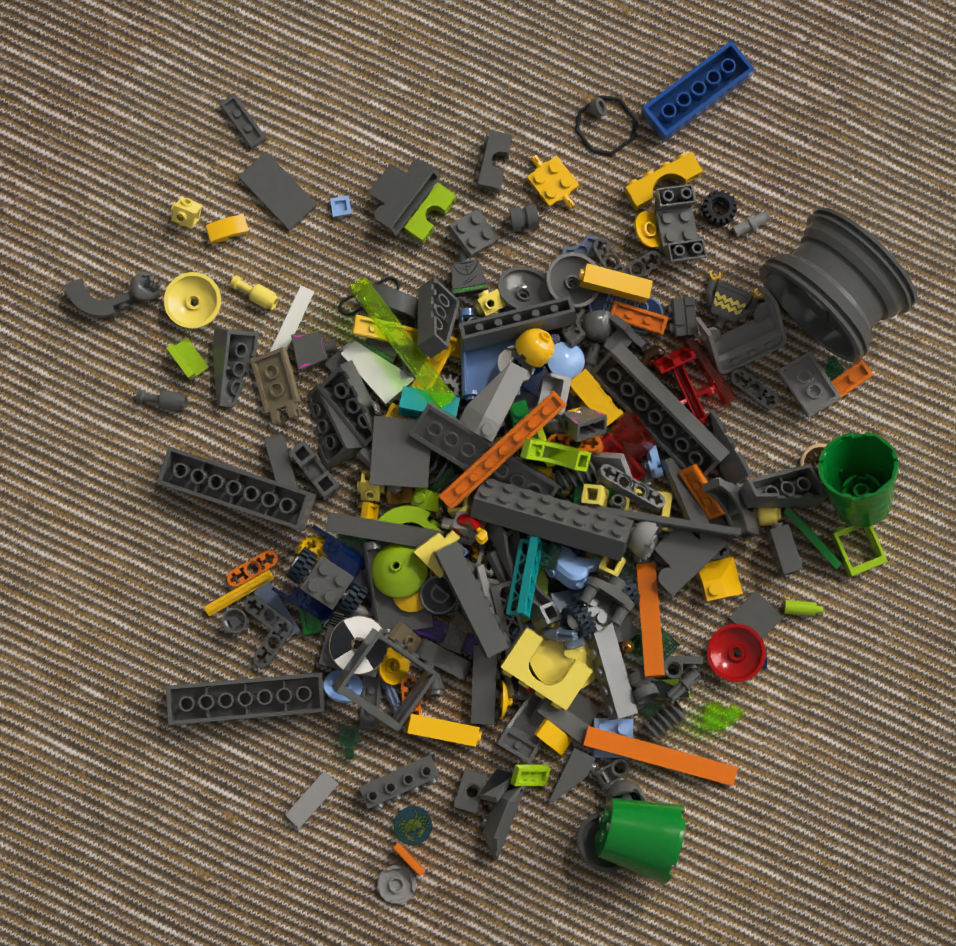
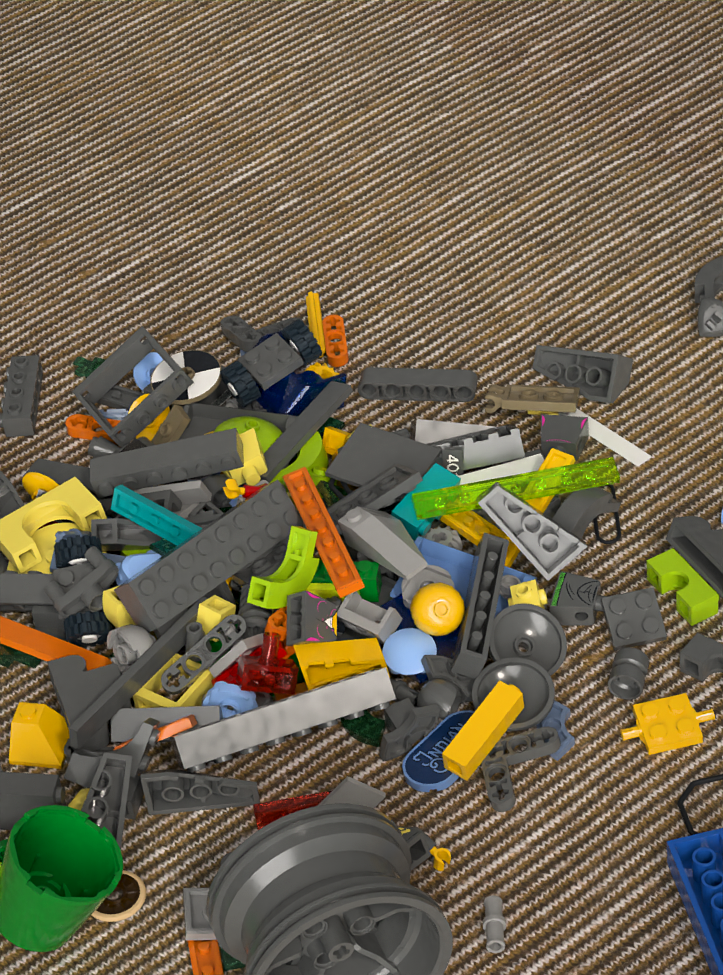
camera: 115 degrees right, 40 degrees down
(166, 400) = (571, 311): dark grey piece -> none
(184, 291) = (676, 349): light yellow dish -> none
(188, 358) = (611, 336): lime panel -> none
(235, 621) = (283, 304): dark grey wheel -> none
(236, 488) = (426, 329): dark grey brick -> none
(245, 698) = (199, 290): dark grey brick -> none
(258, 294) = (658, 410): light yellow piece -> none
(311, 799) = (57, 331): light grey tile -> none
(314, 470) = (431, 404): dark grey arch -> none
(443, 730) = (50, 434): yellow brick -> none
(626, 647) = (22, 616): pearl gold arm -> none
(640, 318) = (424, 754): orange tile -> none
(647, 229) = (530, 797): yellow dish -> none
(655, 351) = (372, 757): dark brown arm -> none
(675, 362) = (338, 763): red piece -> none
(677, 223) = (529, 833): dark grey slope -> none
(683, 169) = (612, 864): yellow arch -> none
(683, 318) = (405, 802): dark grey brick -> none
(722, 197) = (541, 905): black tyre -> none

